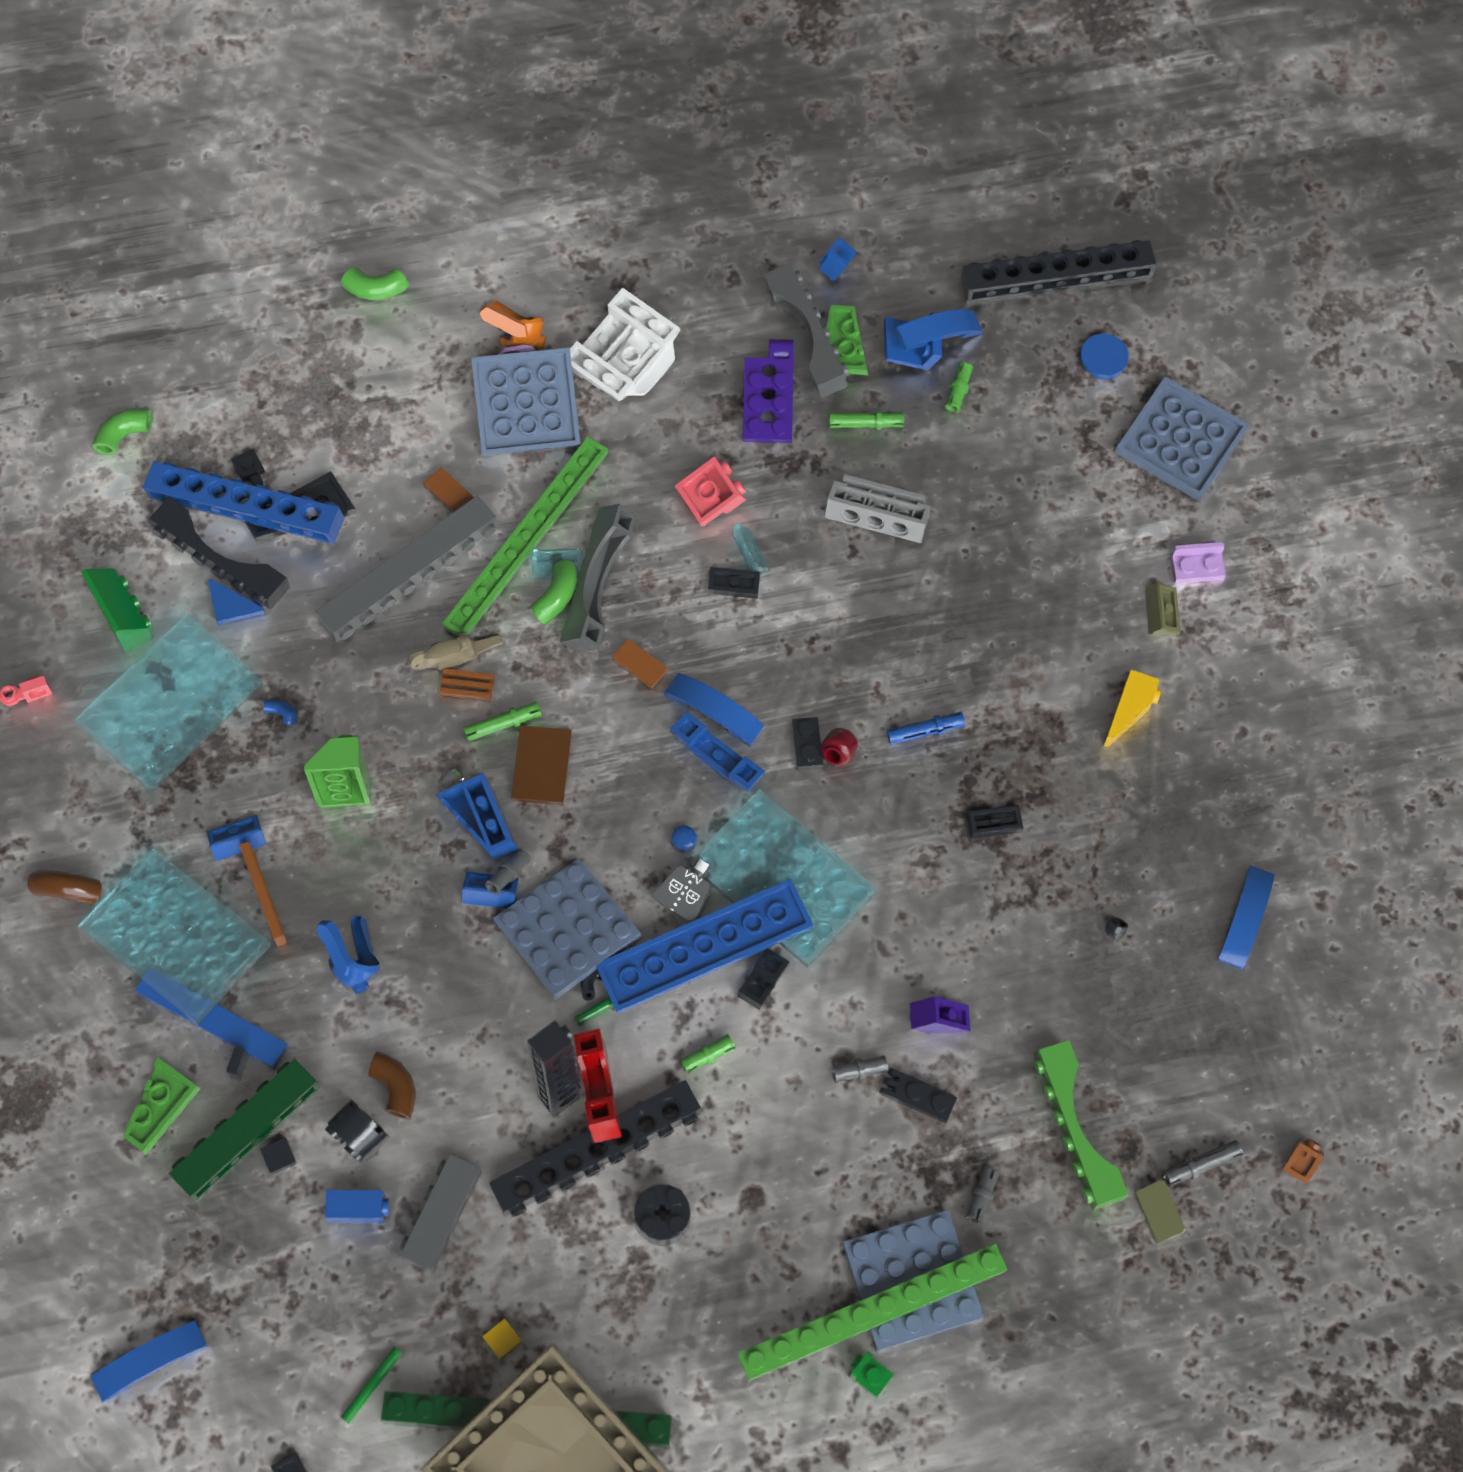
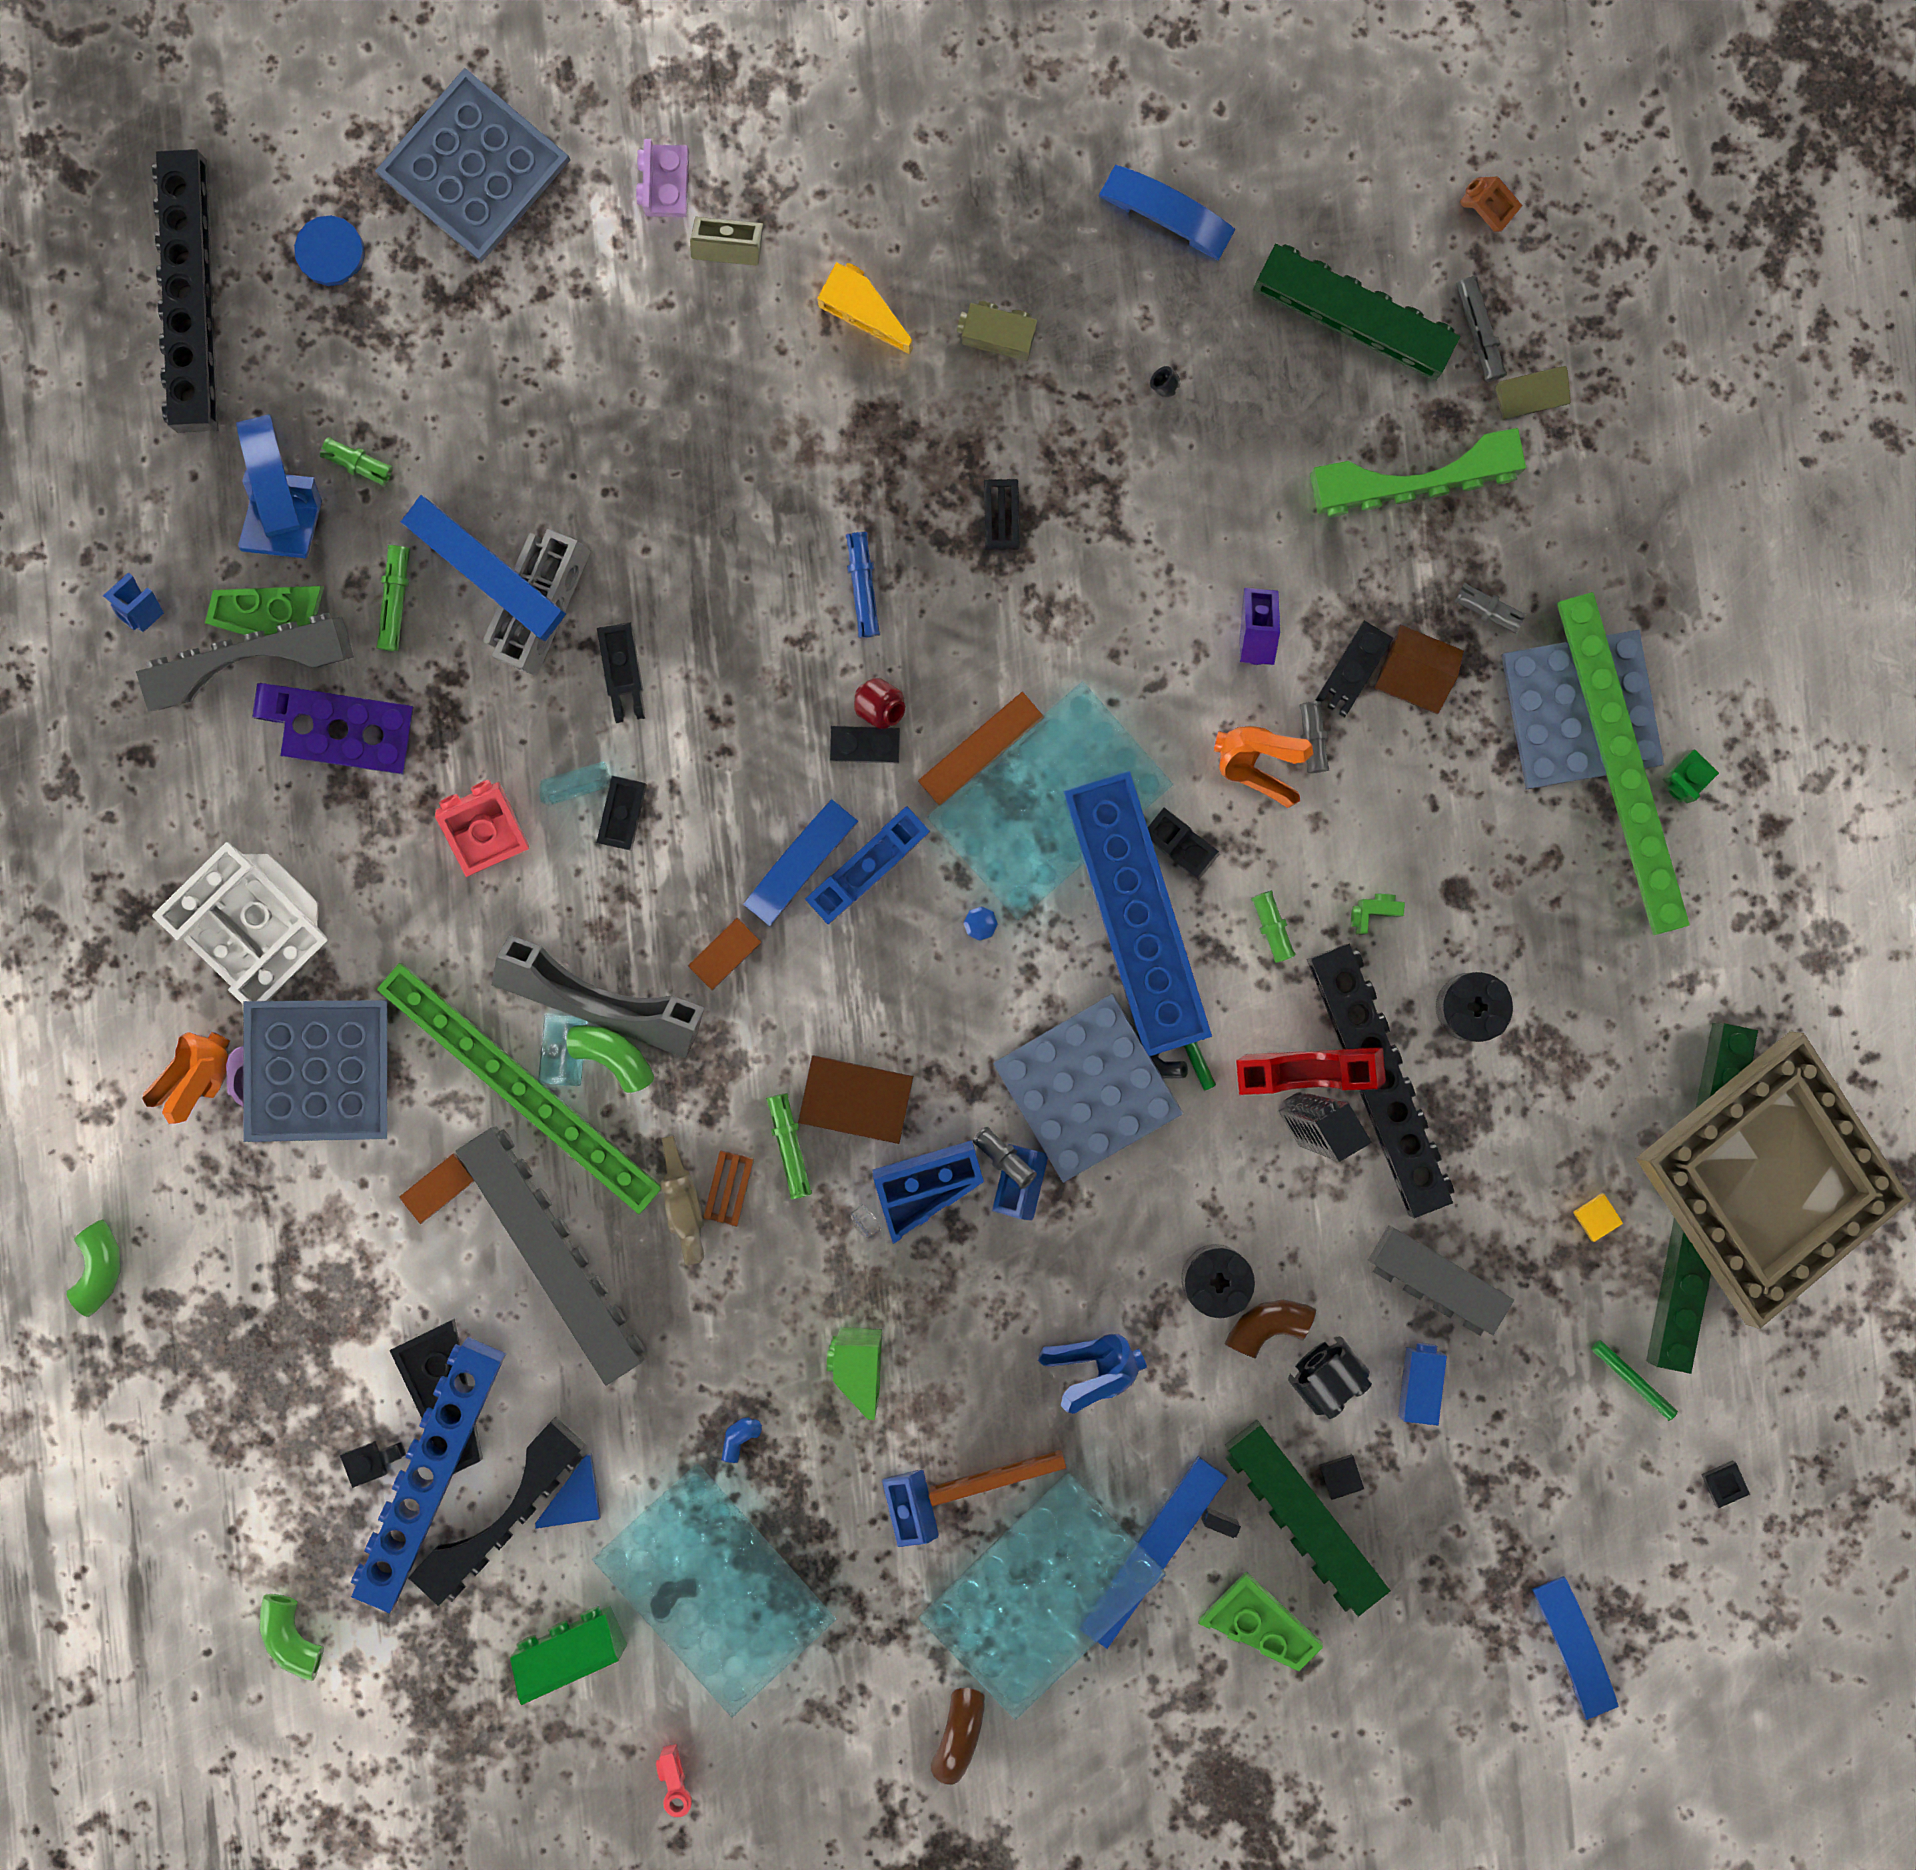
camera: 80 degrees left, 20 degrees up
(439, 1046) = (1232, 1295): none -> black brick
(686, 891) = (1059, 929): dark grey torso -> none
(735, 1135) = (1381, 906): none -> bright green bracket
(817, 823) = (980, 748): none -> dark orange tile
(836, 1012) = (1243, 746): none -> orange piece
(837, 572) = (621, 668): none -> black hinge
(895, 469) = (483, 568): none -> blue tile
(926, 1145) = (1419, 669): none -> reddish brown slope
(1131, 801) = (997, 330): none -> olive brick
(1197, 1063) = (1356, 311): none -> dark green brick

